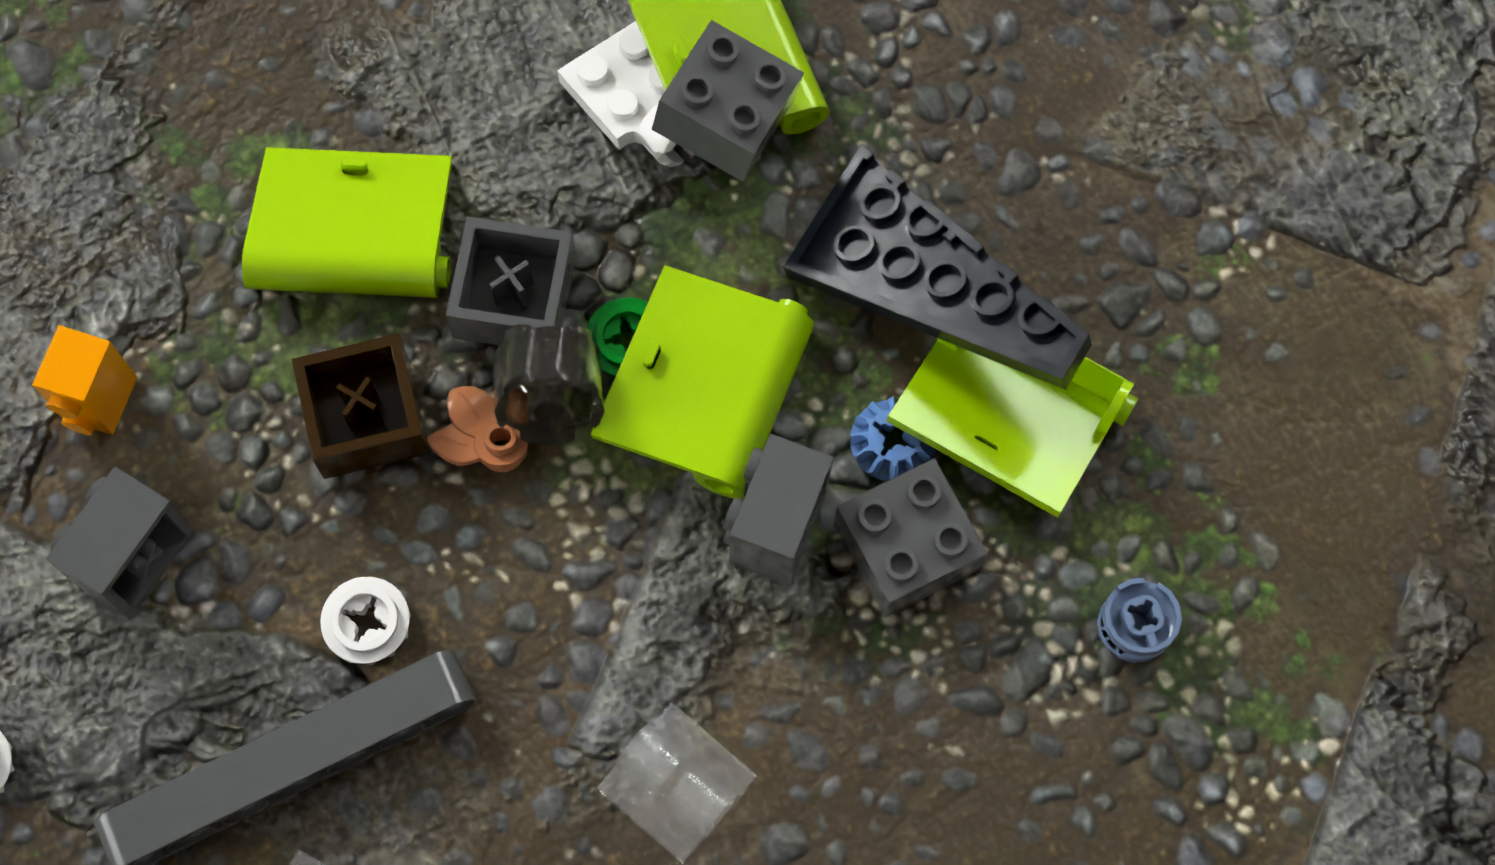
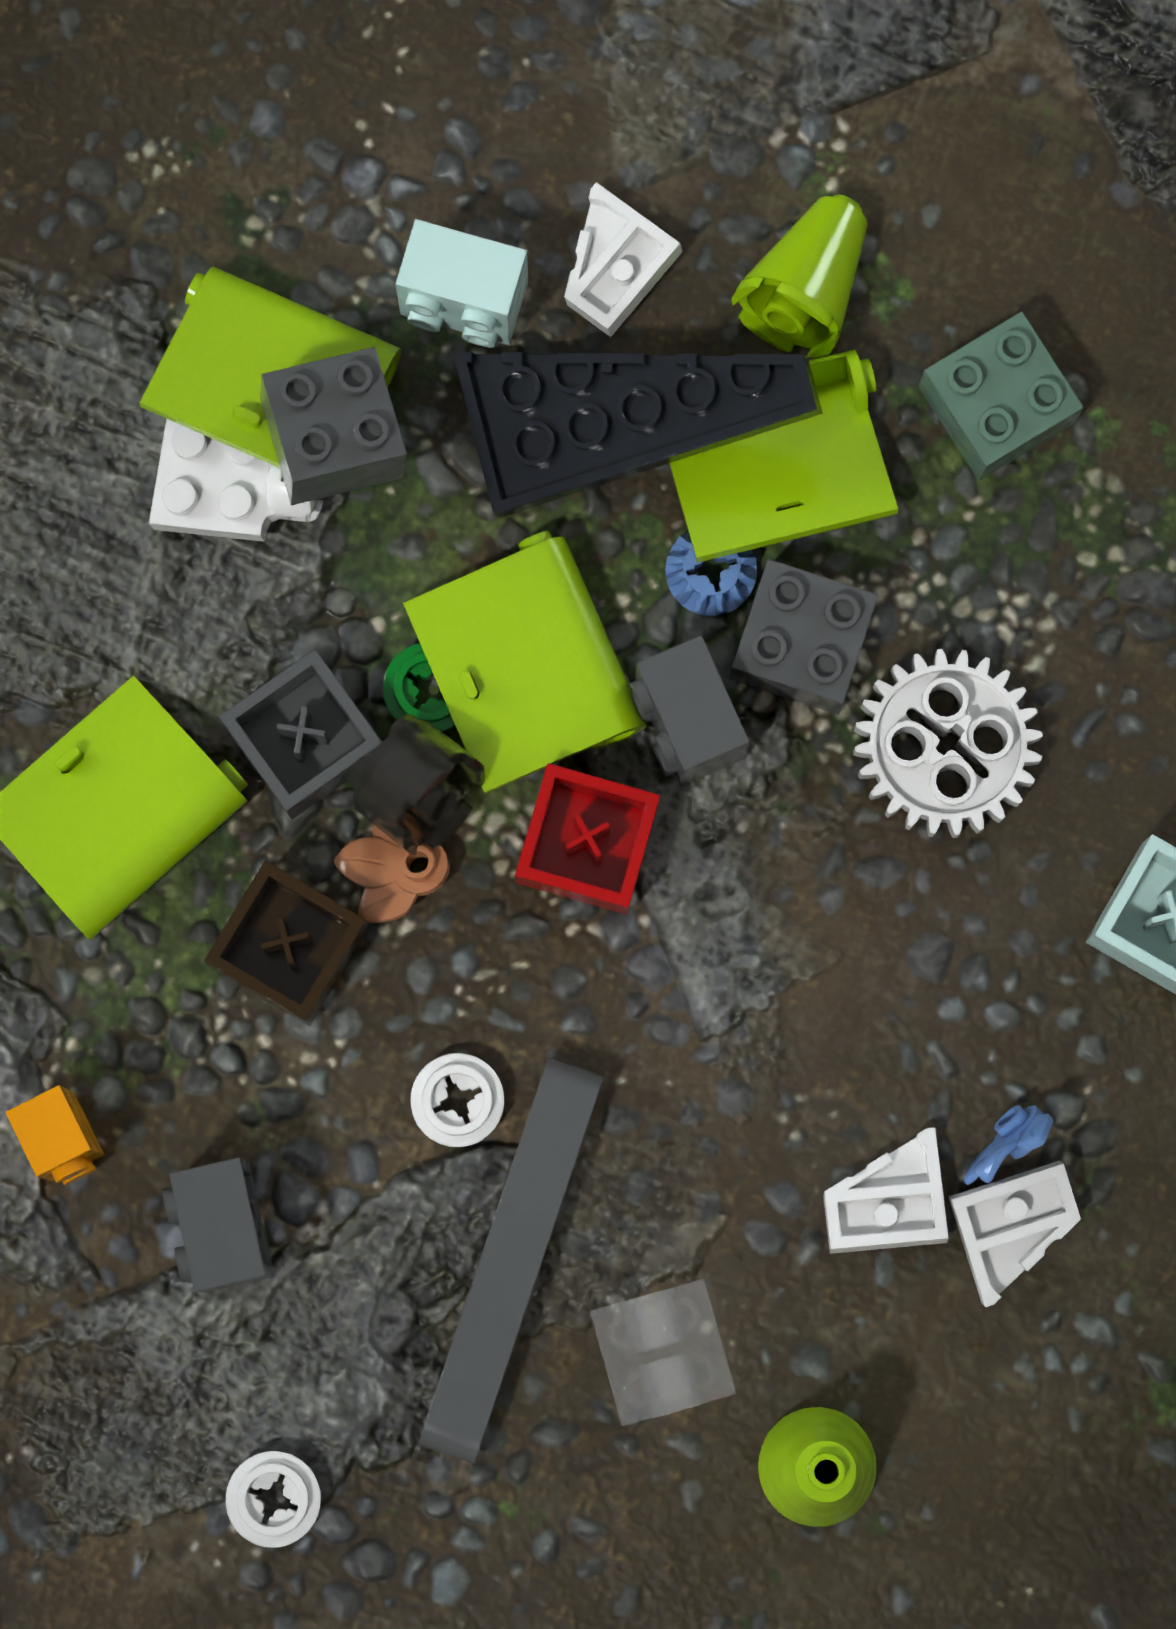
camera: 45 degrees left, 10 degrees up
(626, 528) = (587, 839): none -> red brick
(676, 782) = (814, 989): clear plate -> none
(908, 101) = (461, 284): none -> light aqua brick
(989, 702) = (981, 704): none -> white gear
(1027, 187) = (616, 261): none -> white wing
(1139, 620) = (1030, 533): sand blue wheel -> none
(1146, 307) = (806, 279): none -> lime cone
(1208, 507) = (1000, 396): none -> sand green brick

